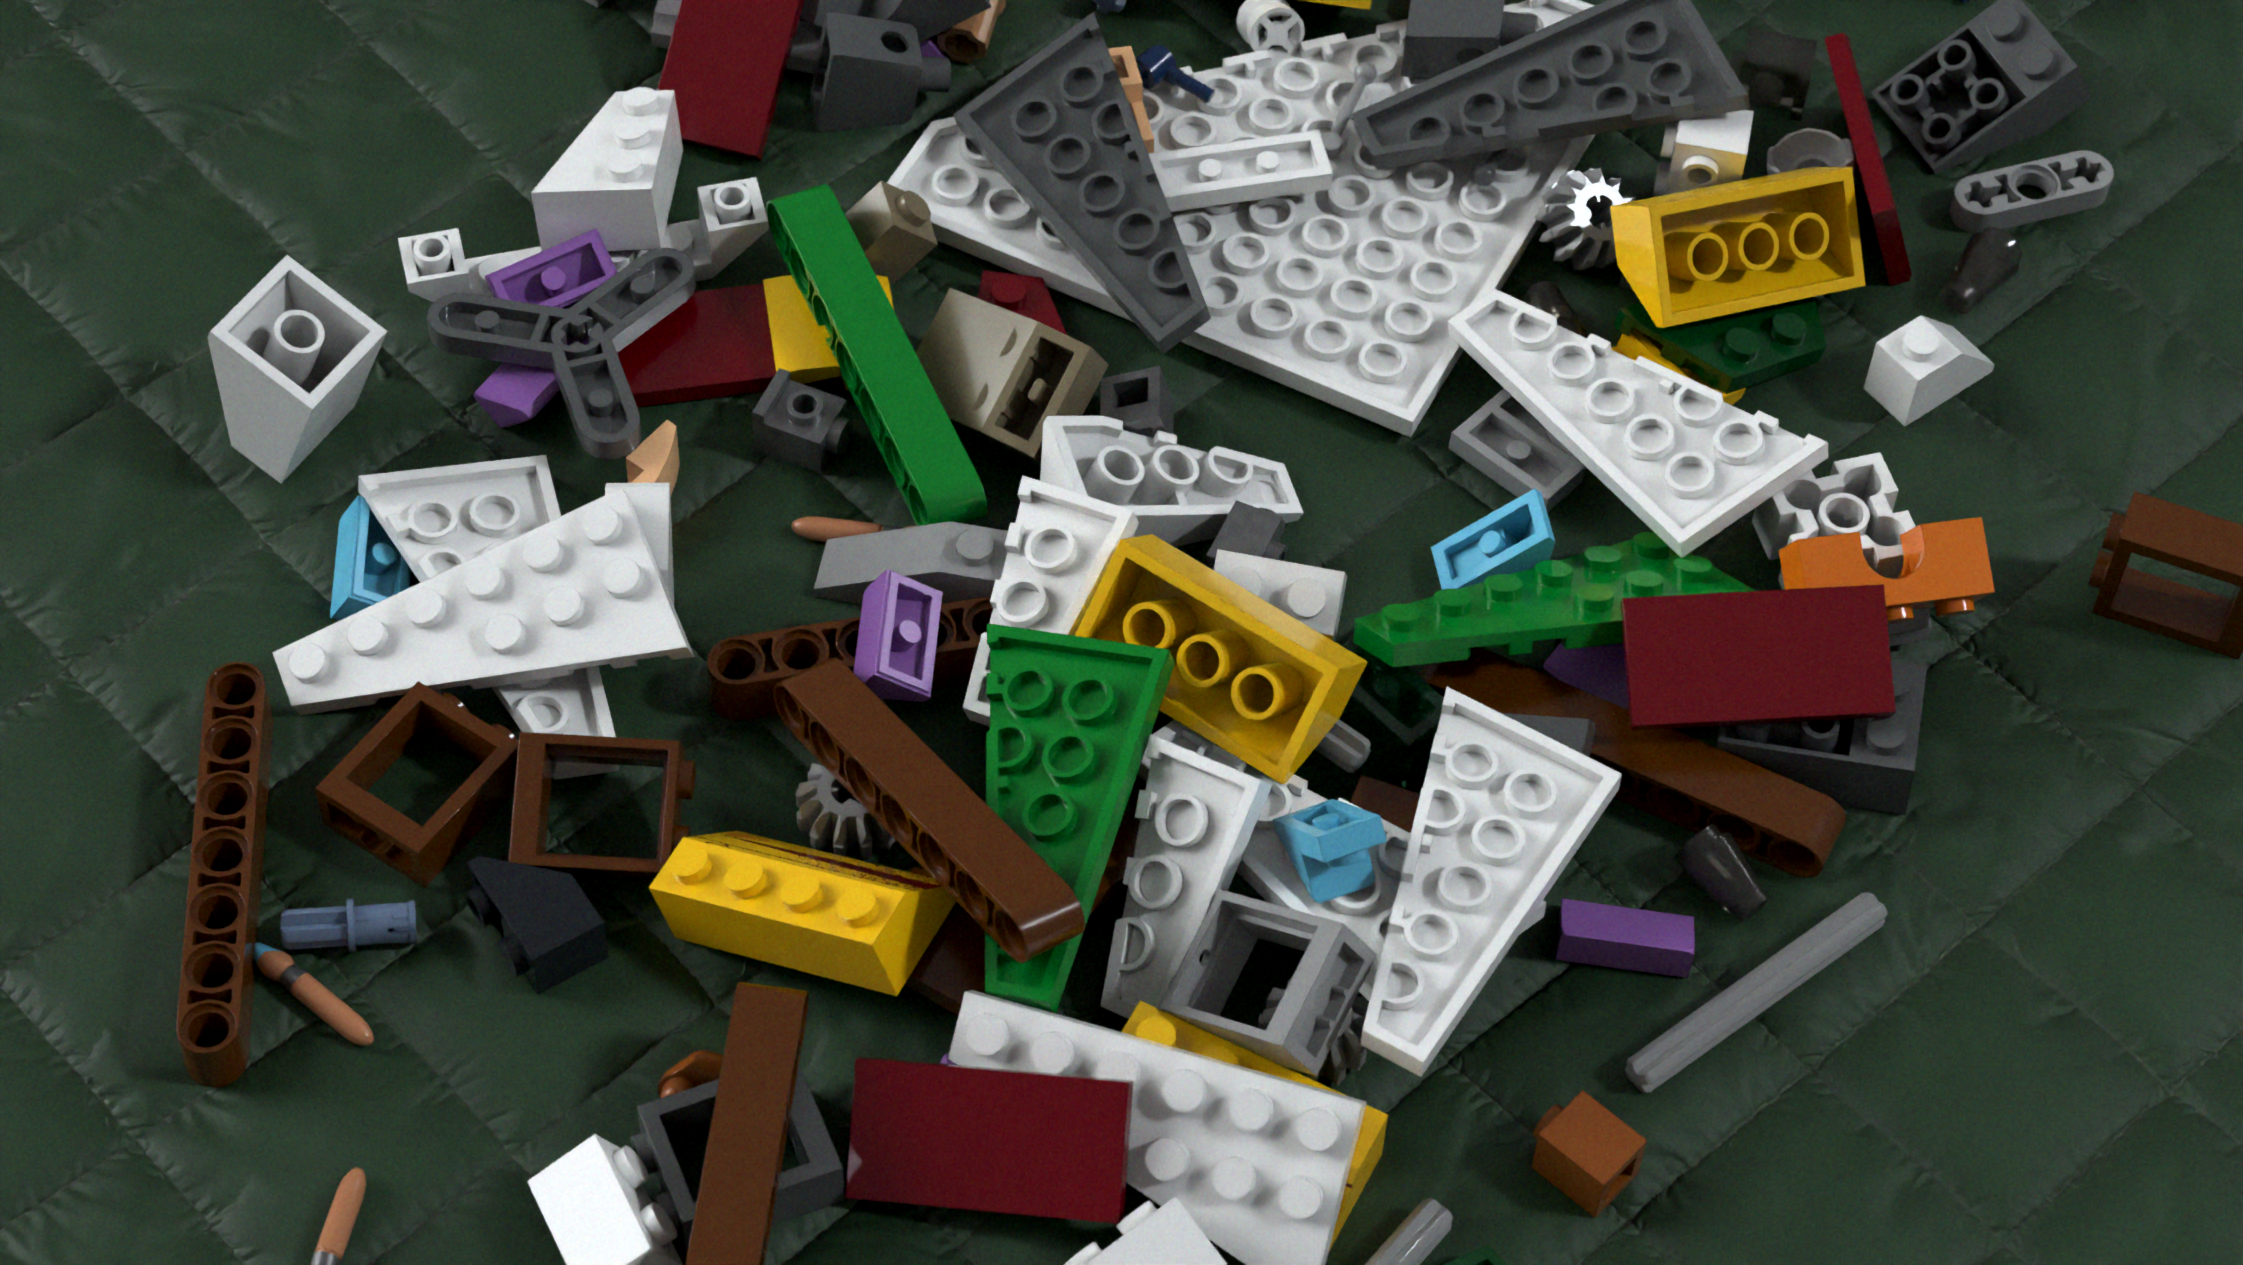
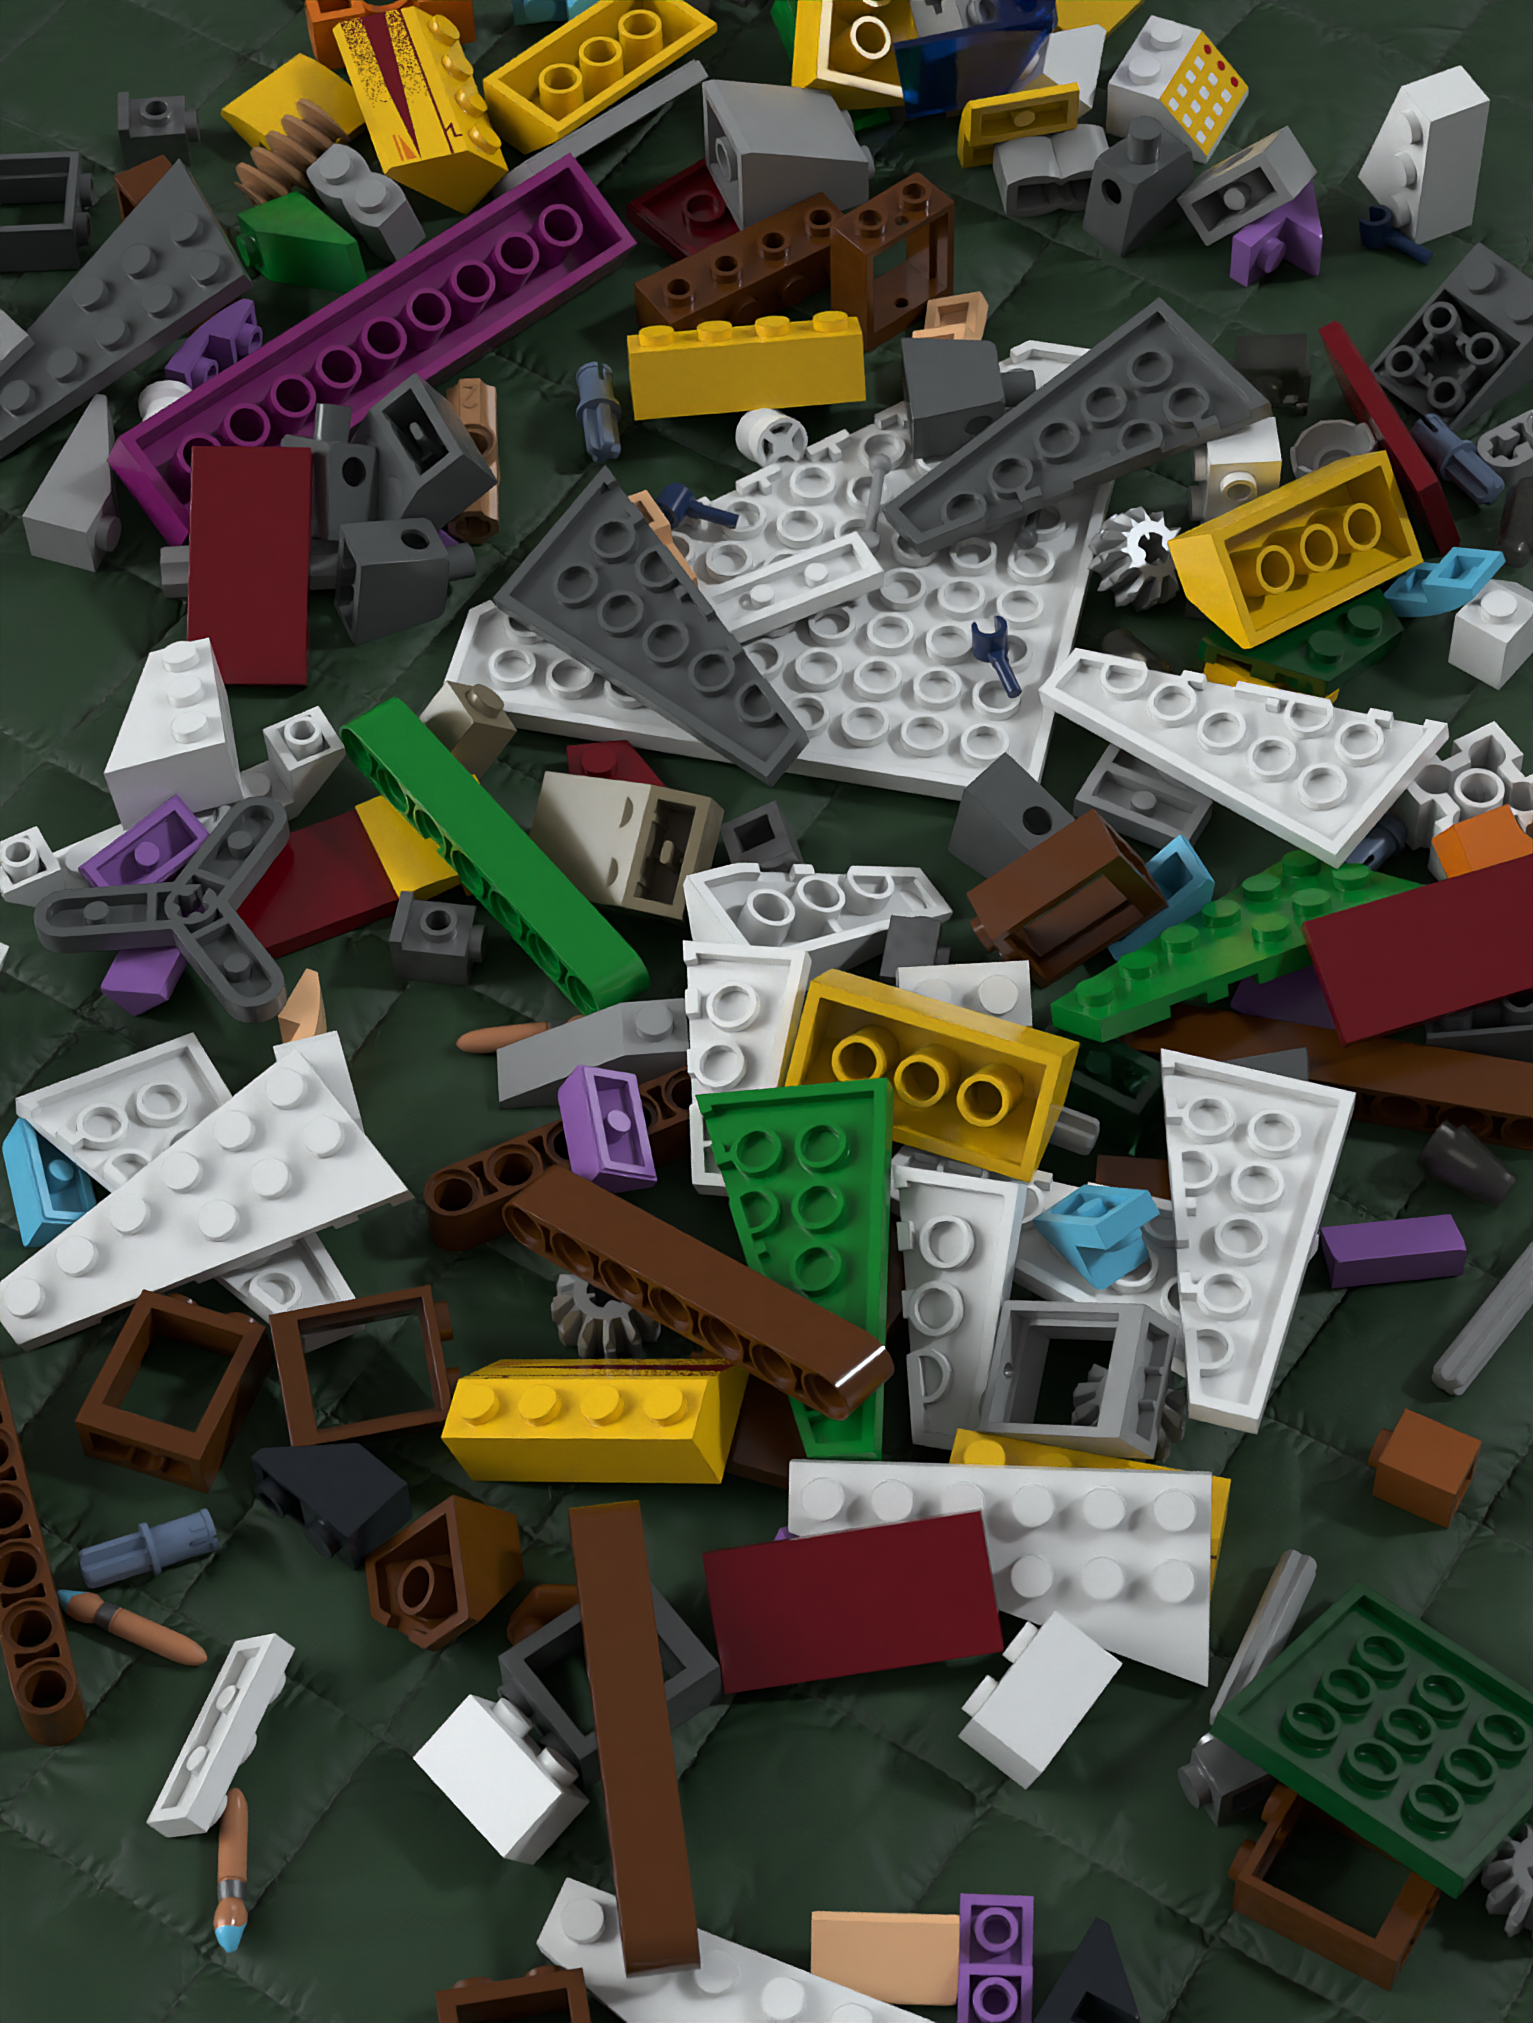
camera: 10 degrees left, 0 degrees up
(360, 1117) = (221, 1736): none -> white plate
(617, 1013) = (444, 1571): none -> reddish brown slope
(1383, 451) = (1004, 818): none -> dark grey torso
(1418, 273) = (994, 650): none -> dark blue hand
(1420, 554) = (1083, 923): none -> reddish brown window
(1734, 544) = (1382, 841): none -> sand blue pin
(1876, 312) = (1443, 586): none -> medium azure slope
(1931, 196) = (1457, 460): none -> sand blue axle

